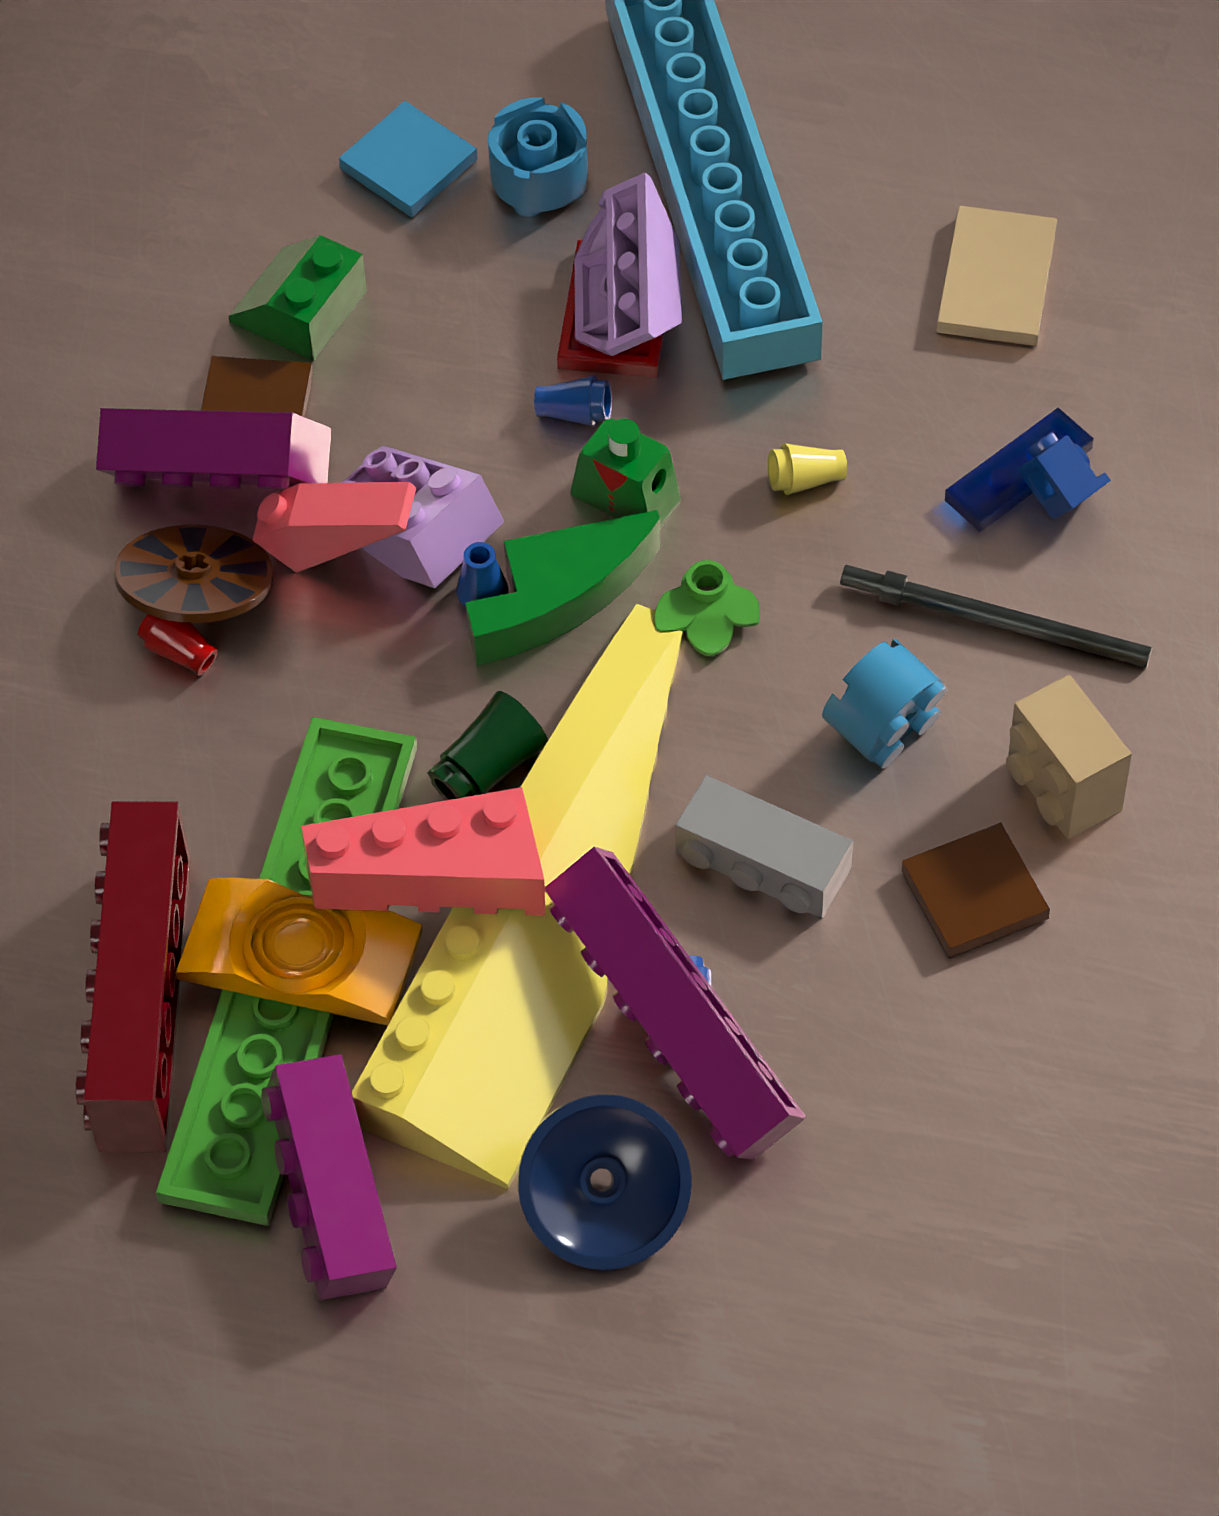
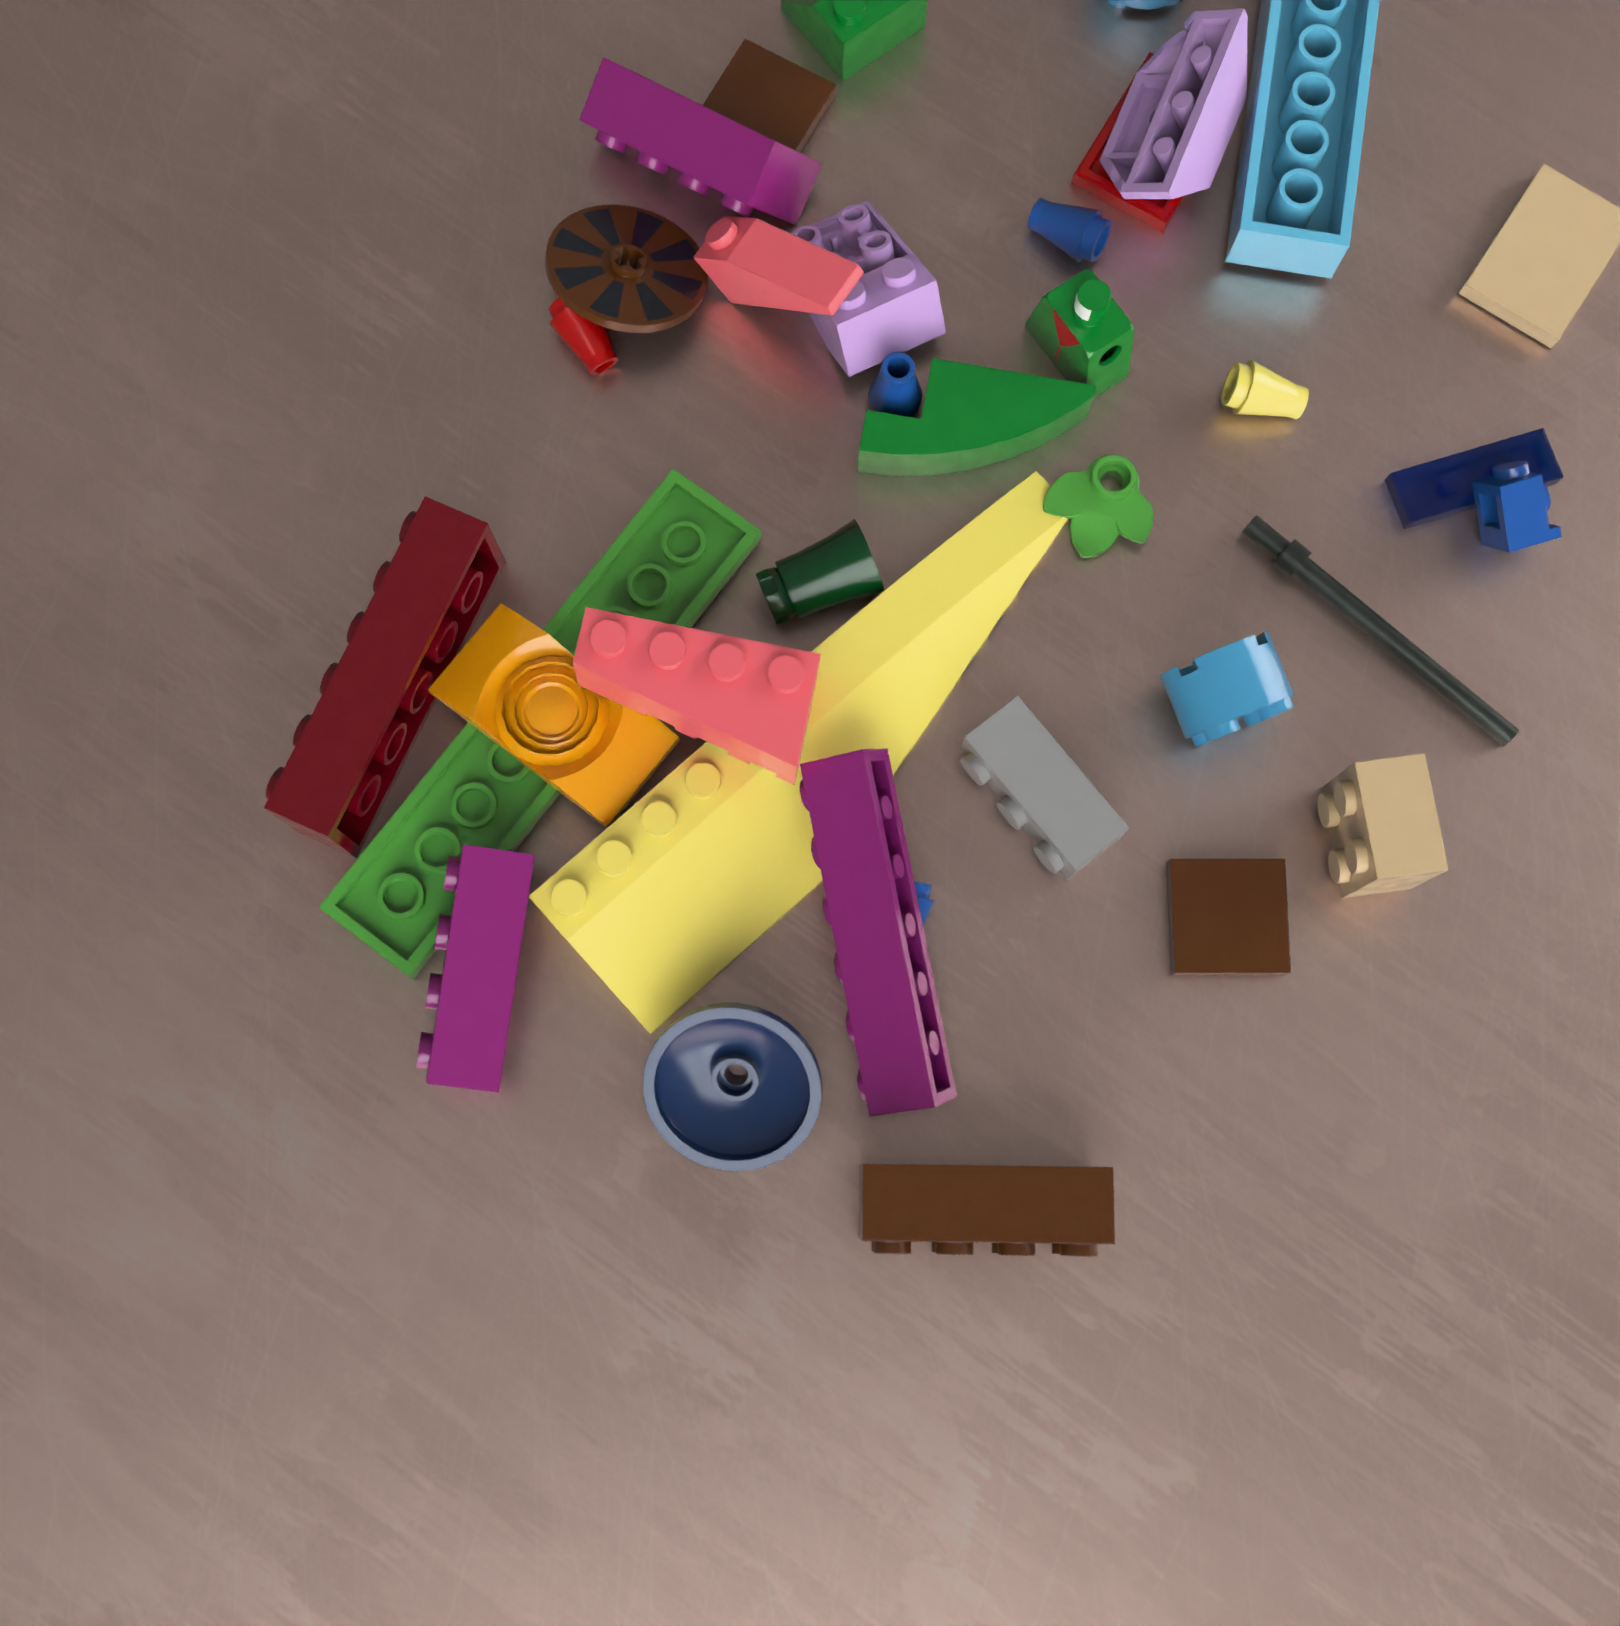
camera: 20 degrees right, 20 degrees up
(869, 1184) = (986, 1205): none -> reddish brown brick

